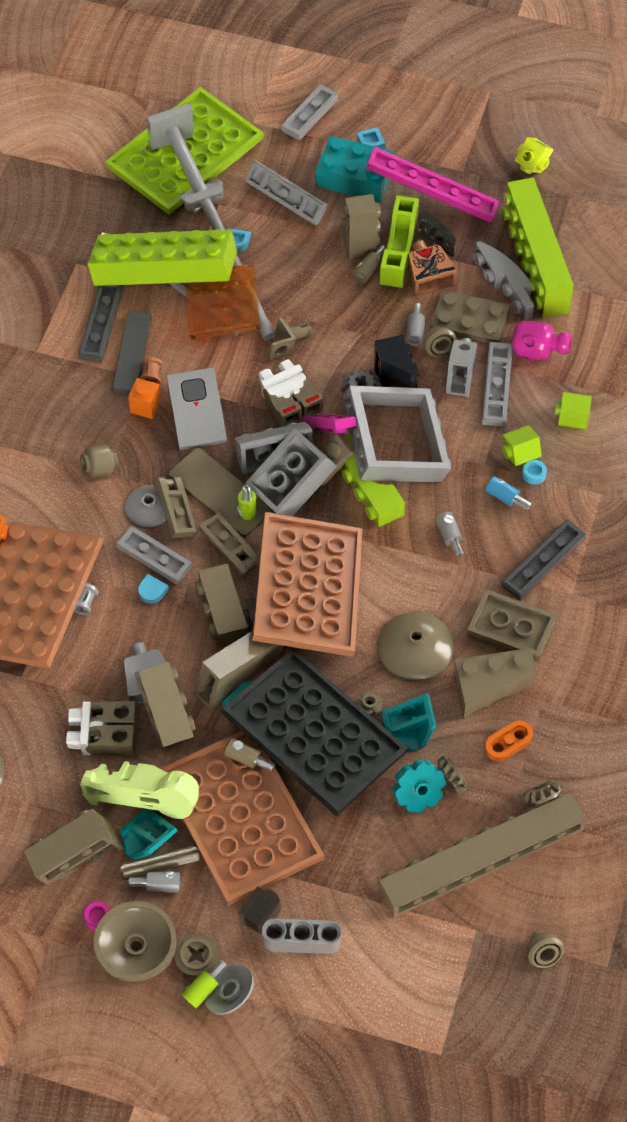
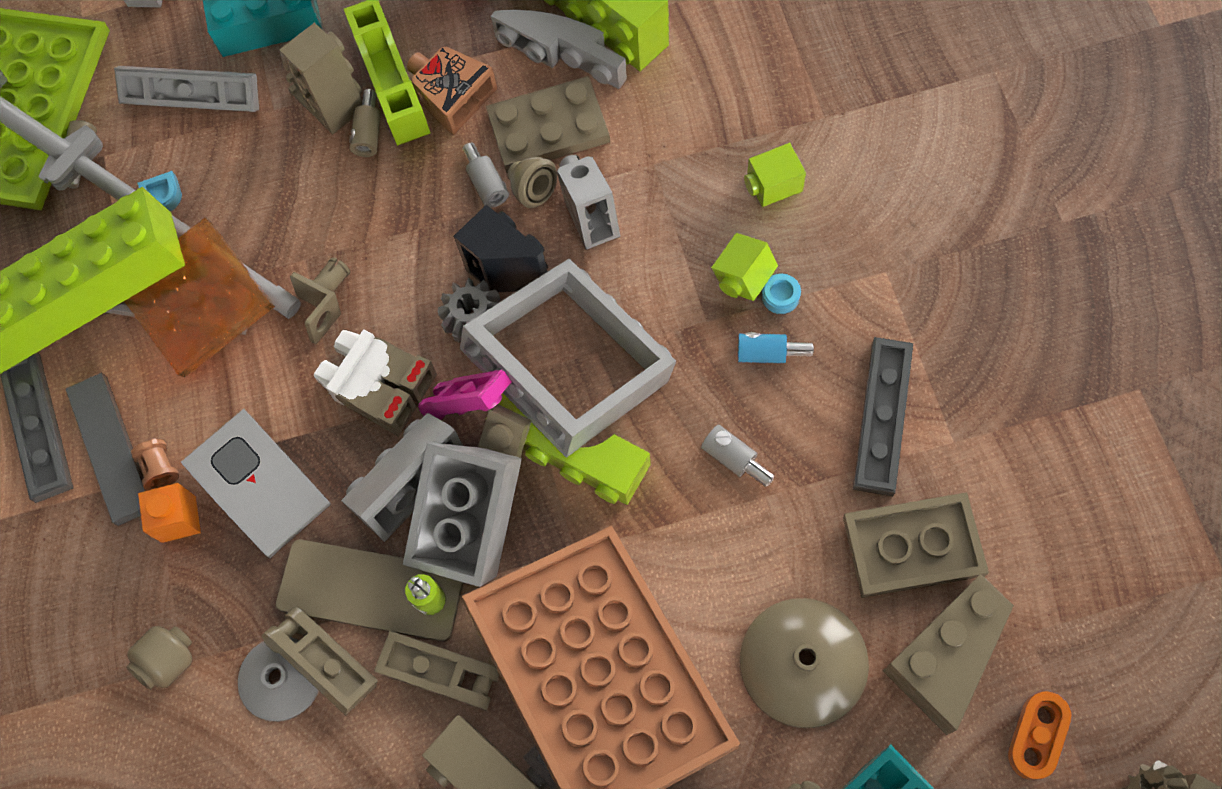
camera: 25 degrees left, 10 degrees up
(154, 555) = (336, 761): light grey plate -> none
(434, 229) = (420, 28): clear smoke slope -> none
(497, 384) = (648, 197): light grey plate -> none
(537, 341) = (661, 104): dark pink piece -> none

